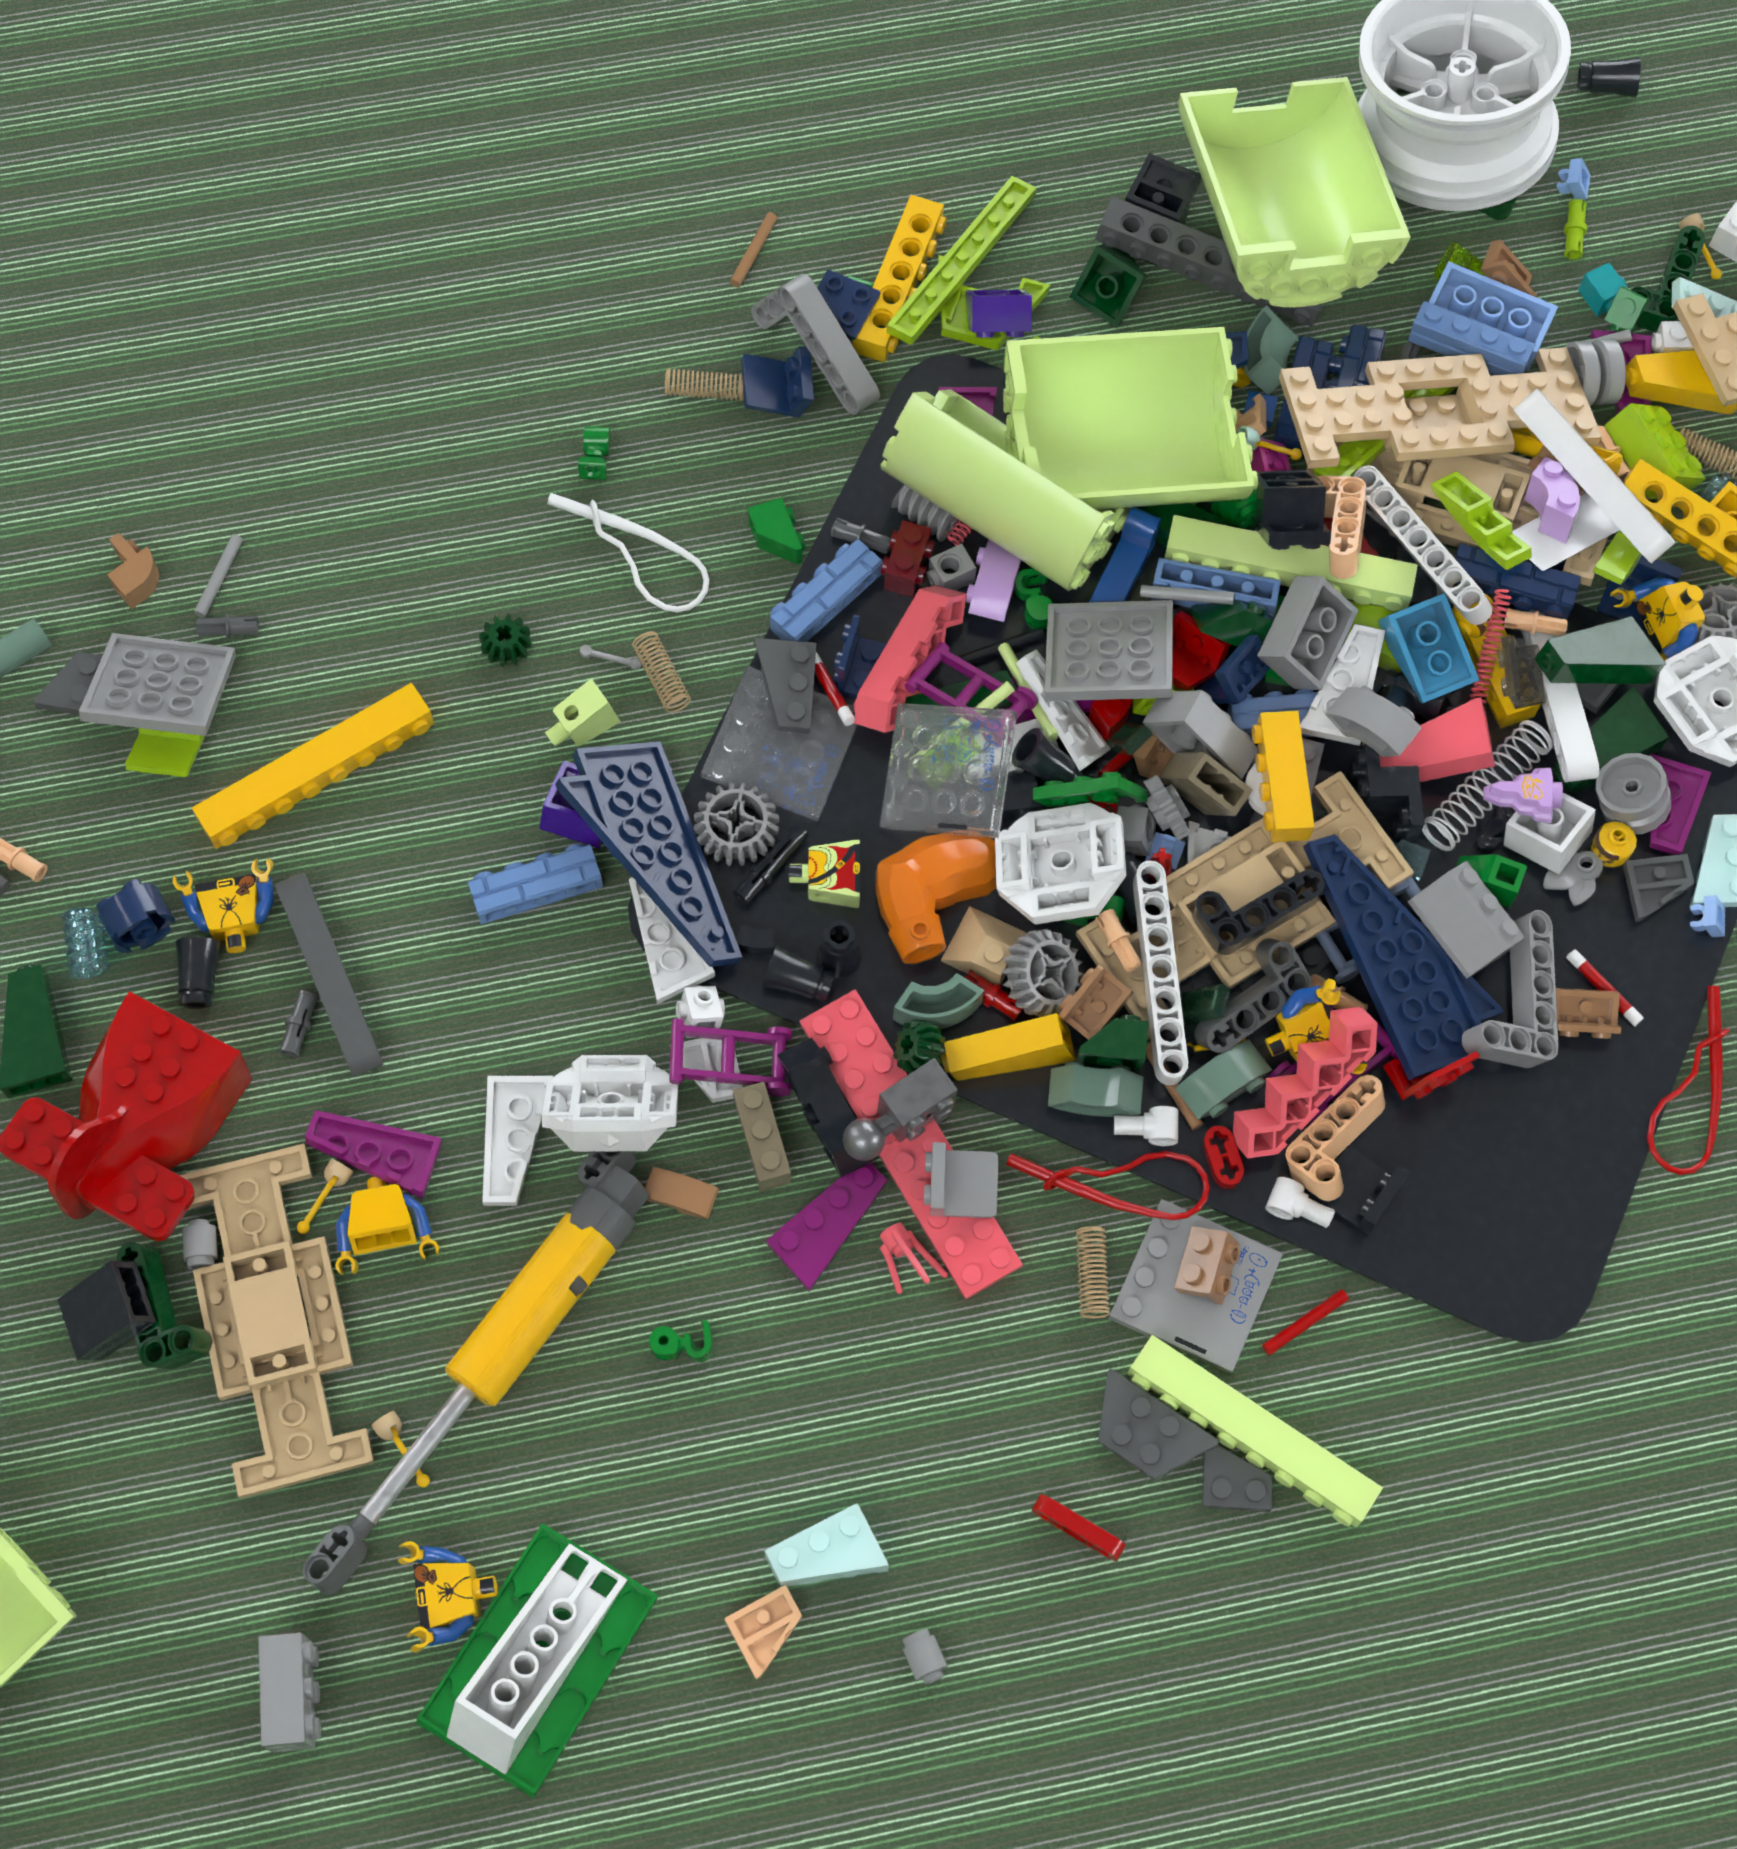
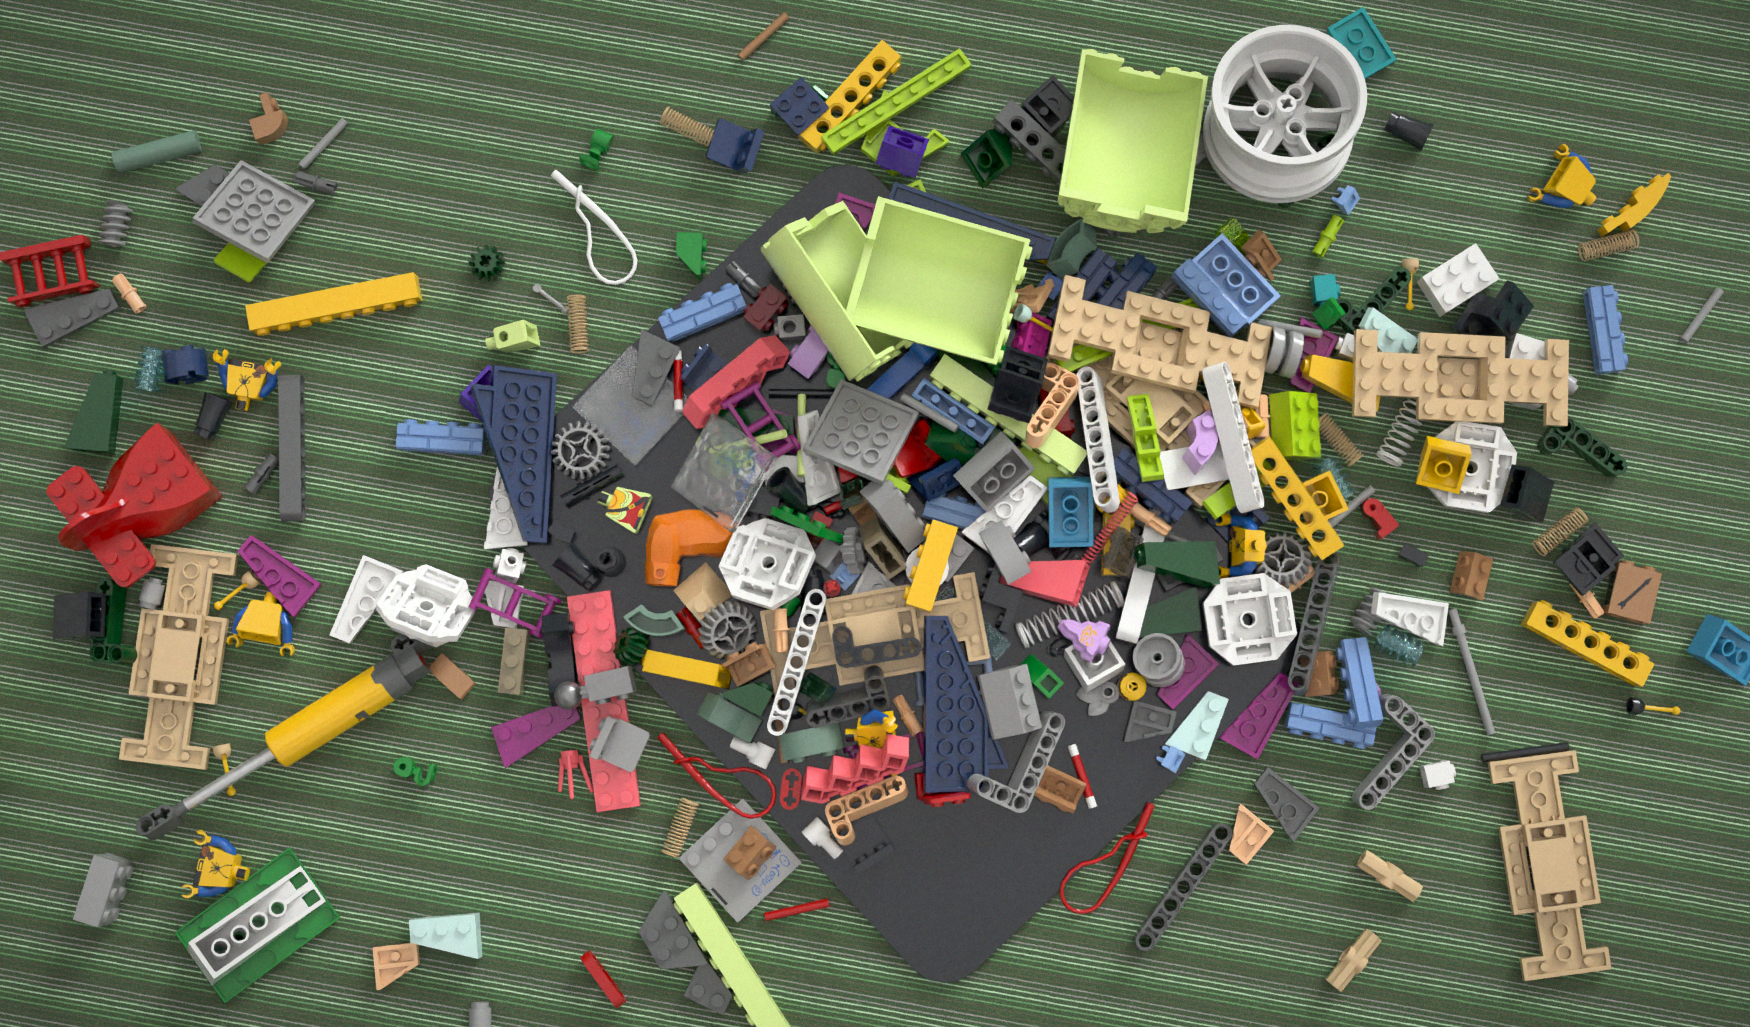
camera: 25 degrees right, 15 degrees up
(823, 338) = (775, 129): light grey beam -> none

